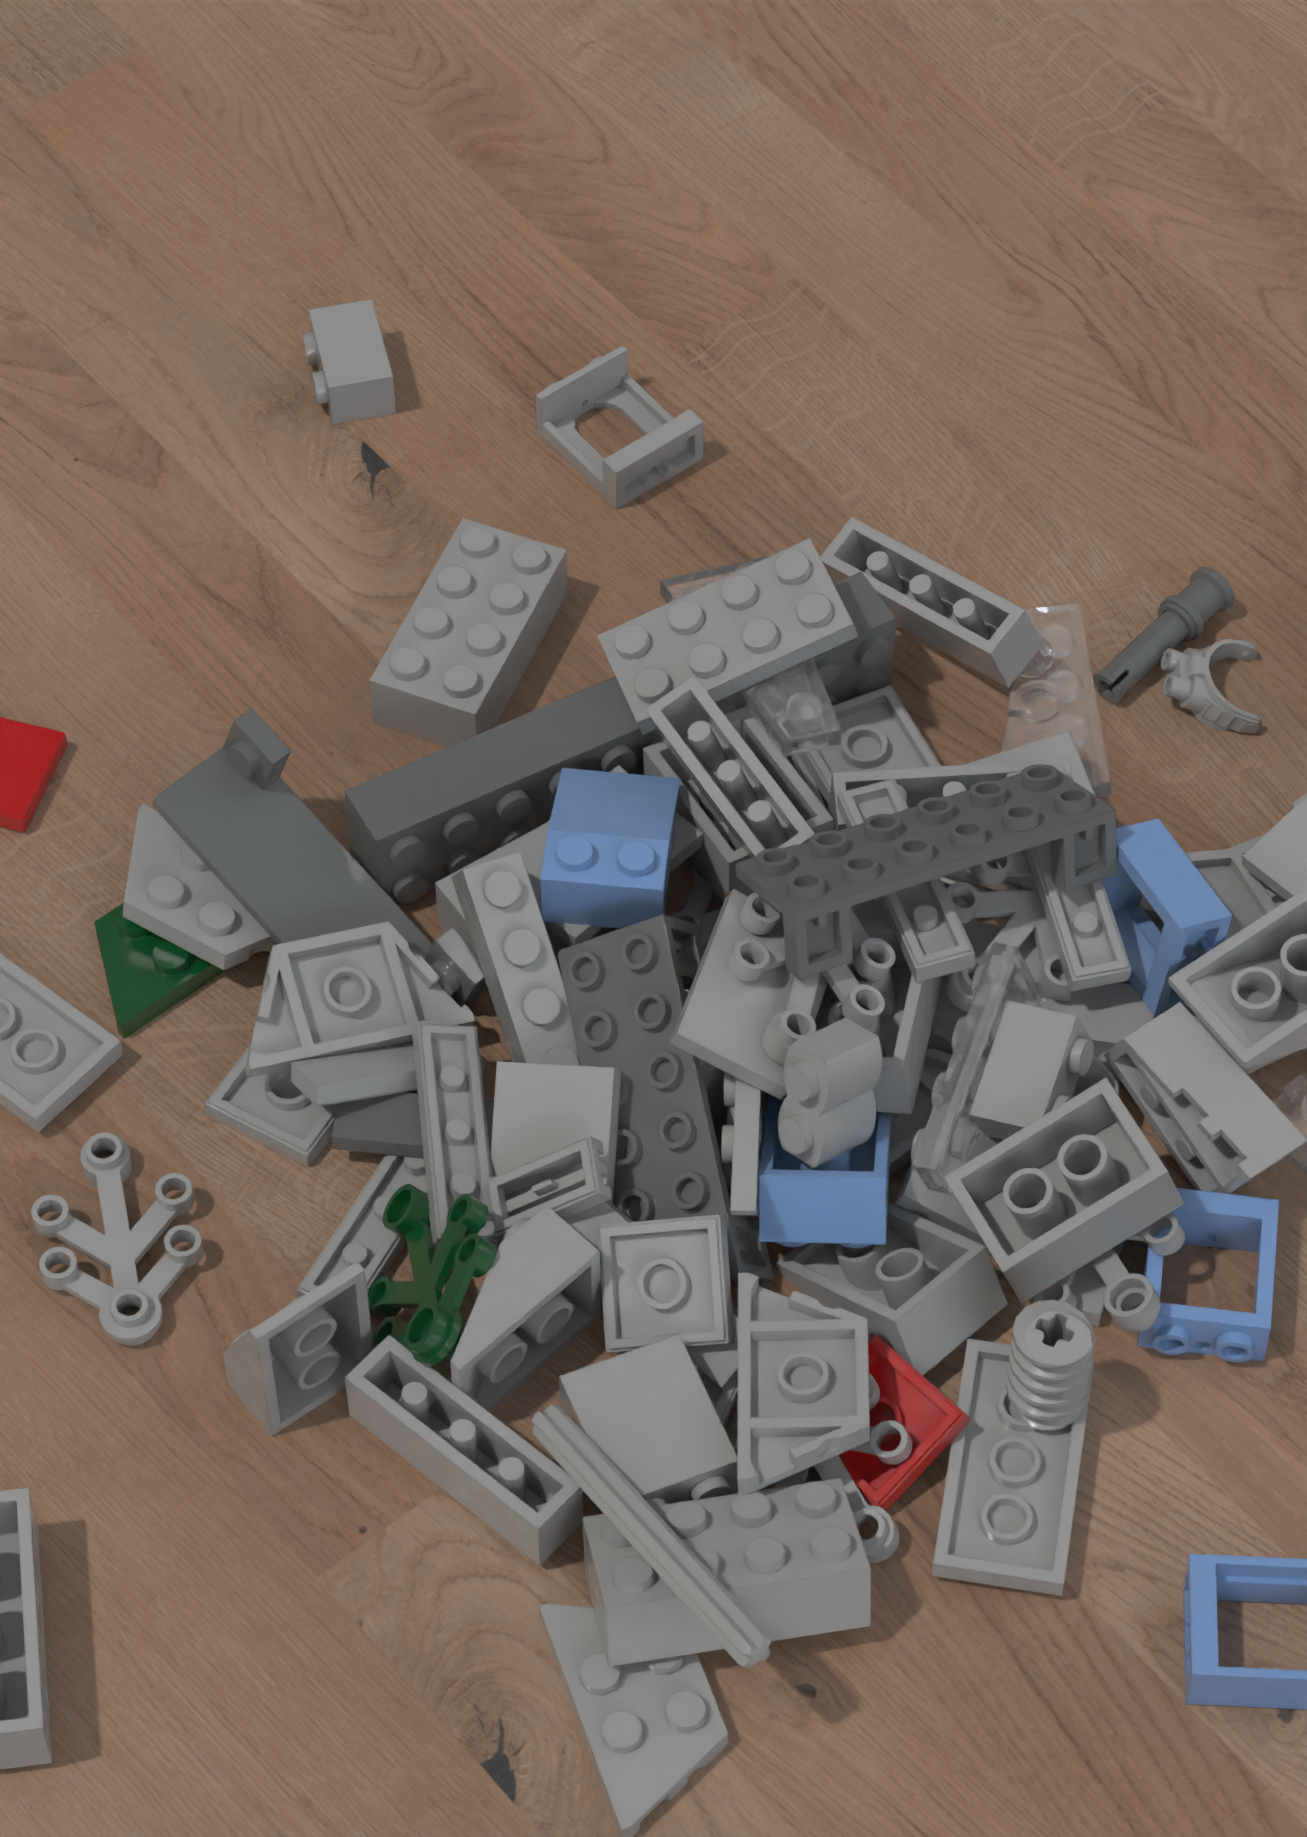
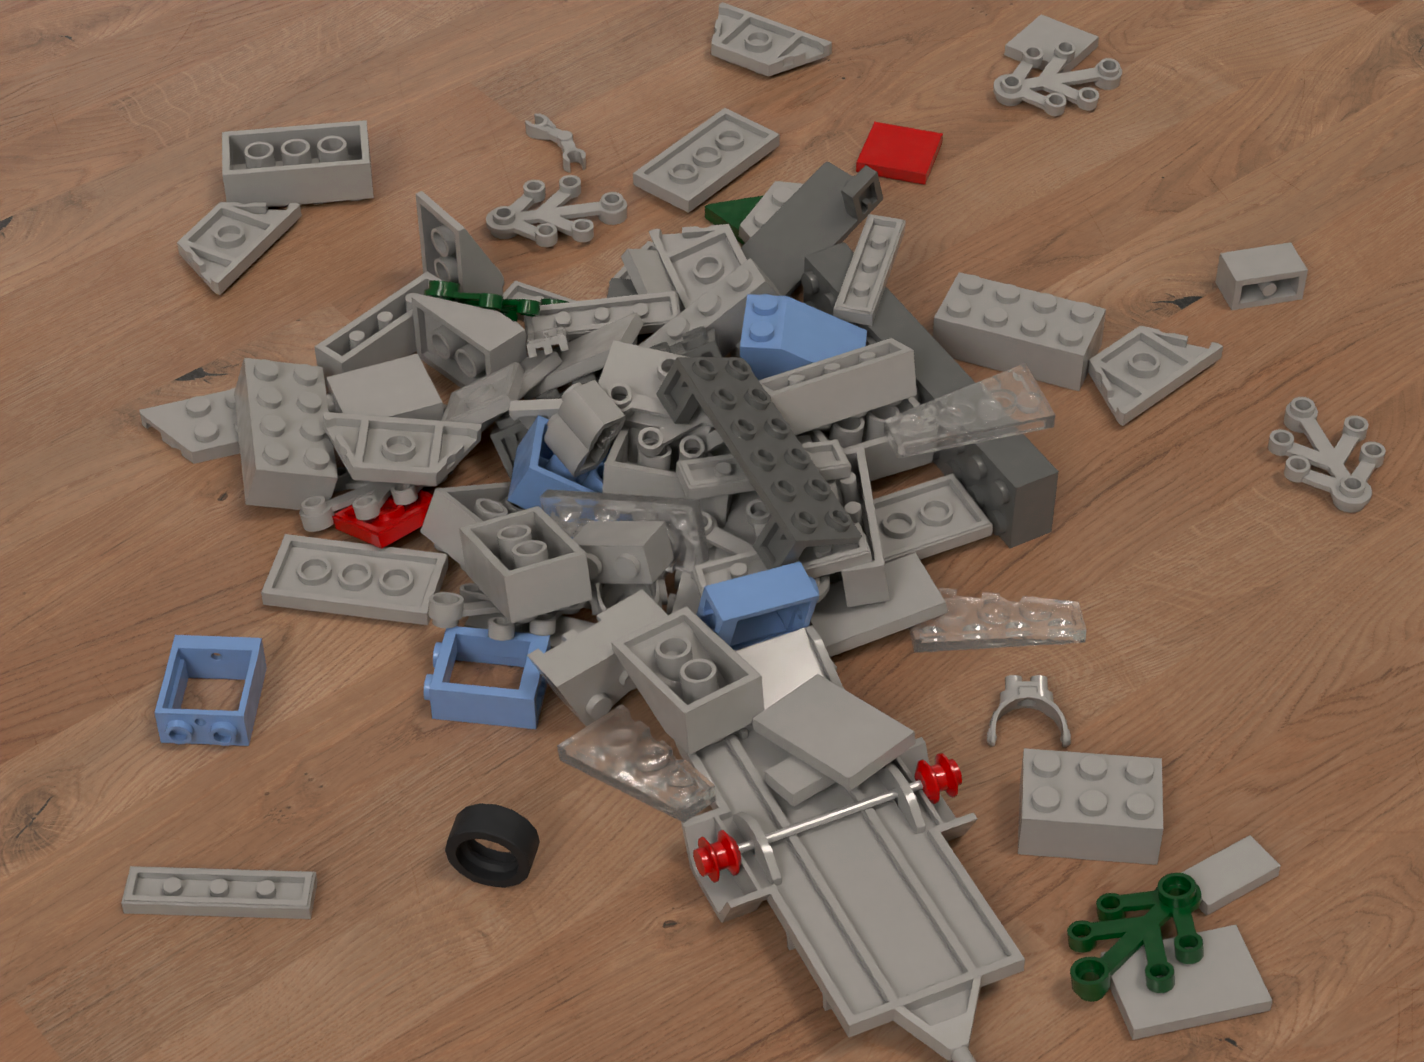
camera: 90 degrees right, 10 degrees down
(158, 1736) = (233, 239): none -> light grey wing
(425, 755) = (869, 269): none -> light grey tile
(546, 499) = (1146, 369): none -> light grey wing
(652, 1537) = (283, 370): light grey axle -> none
(661, 453) = (1197, 416): light grey panel -> none
(730, 631) = (972, 385): light grey plate -> none
(783, 329) = (1347, 491): none -> light grey plant
(937, 602) = (1063, 538): light grey brick -> none
(1050, 1364) = (396, 558): light grey piece -> none
(1178, 620) = (1083, 692): dark grey pin -> none

